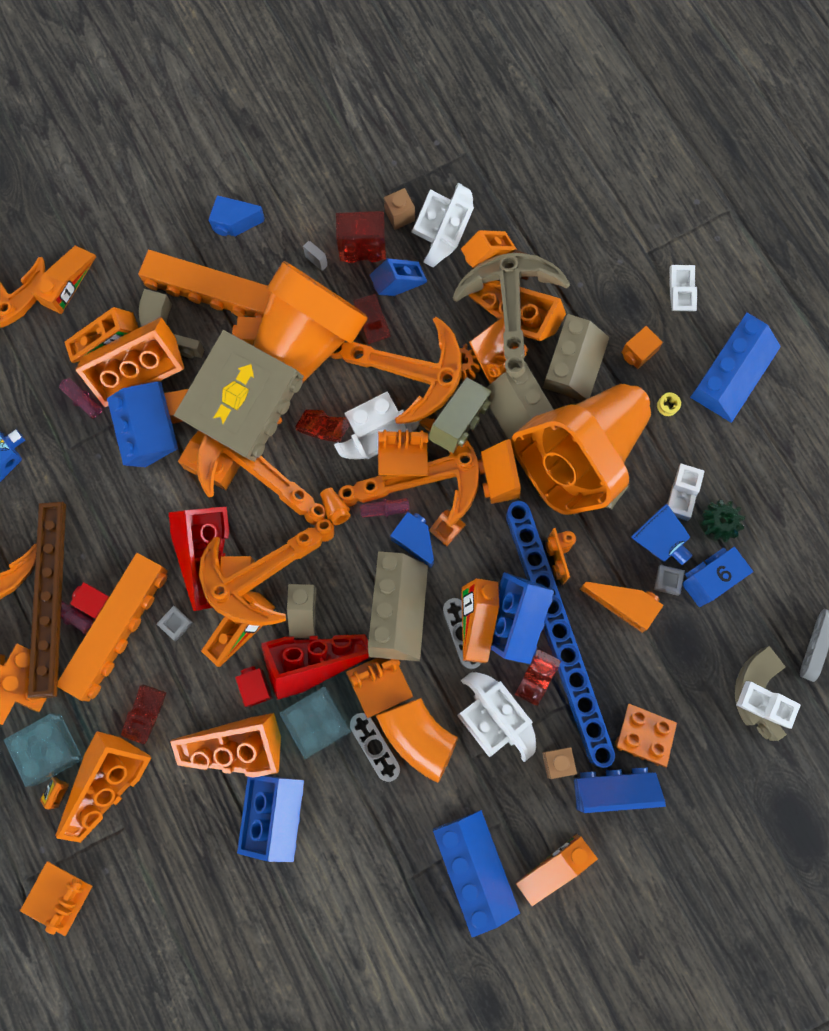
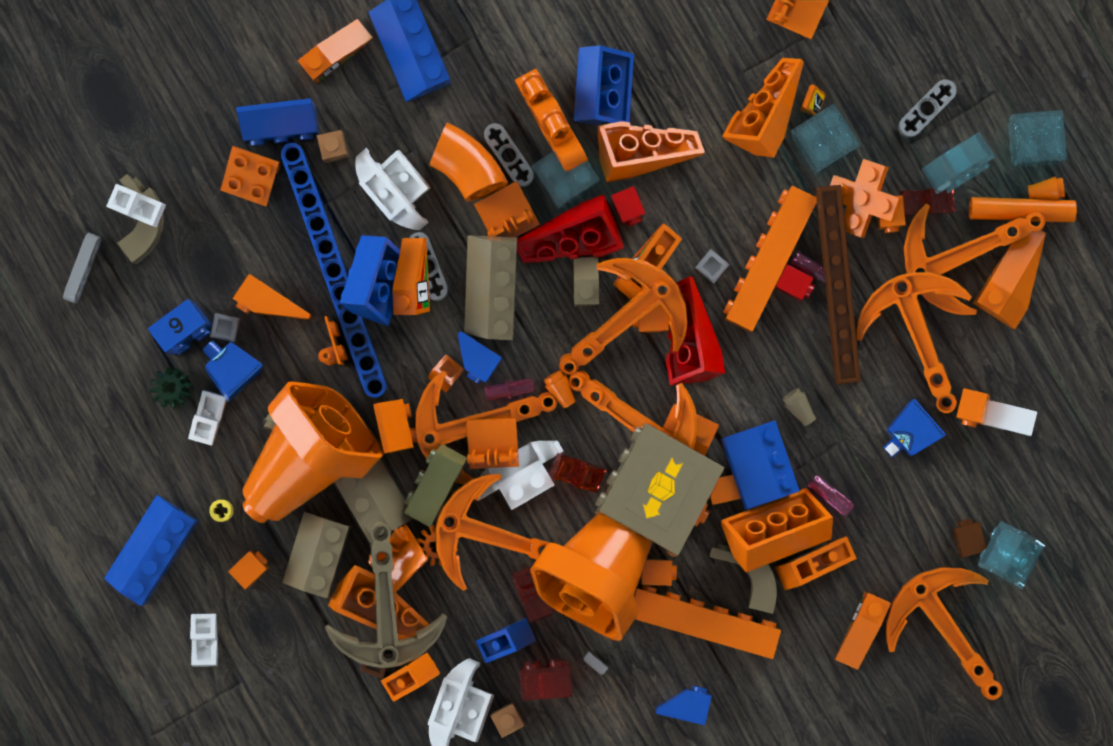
camera: 175 degrees left, 10 degrees up
(102, 483) = (799, 406): none -> dark tan cone
(143, 714) = (733, 177): clear red slope -> none
(326, 780) = (551, 120): none -> orange piece
(537, 677) = (354, 225): clear red slope -> none

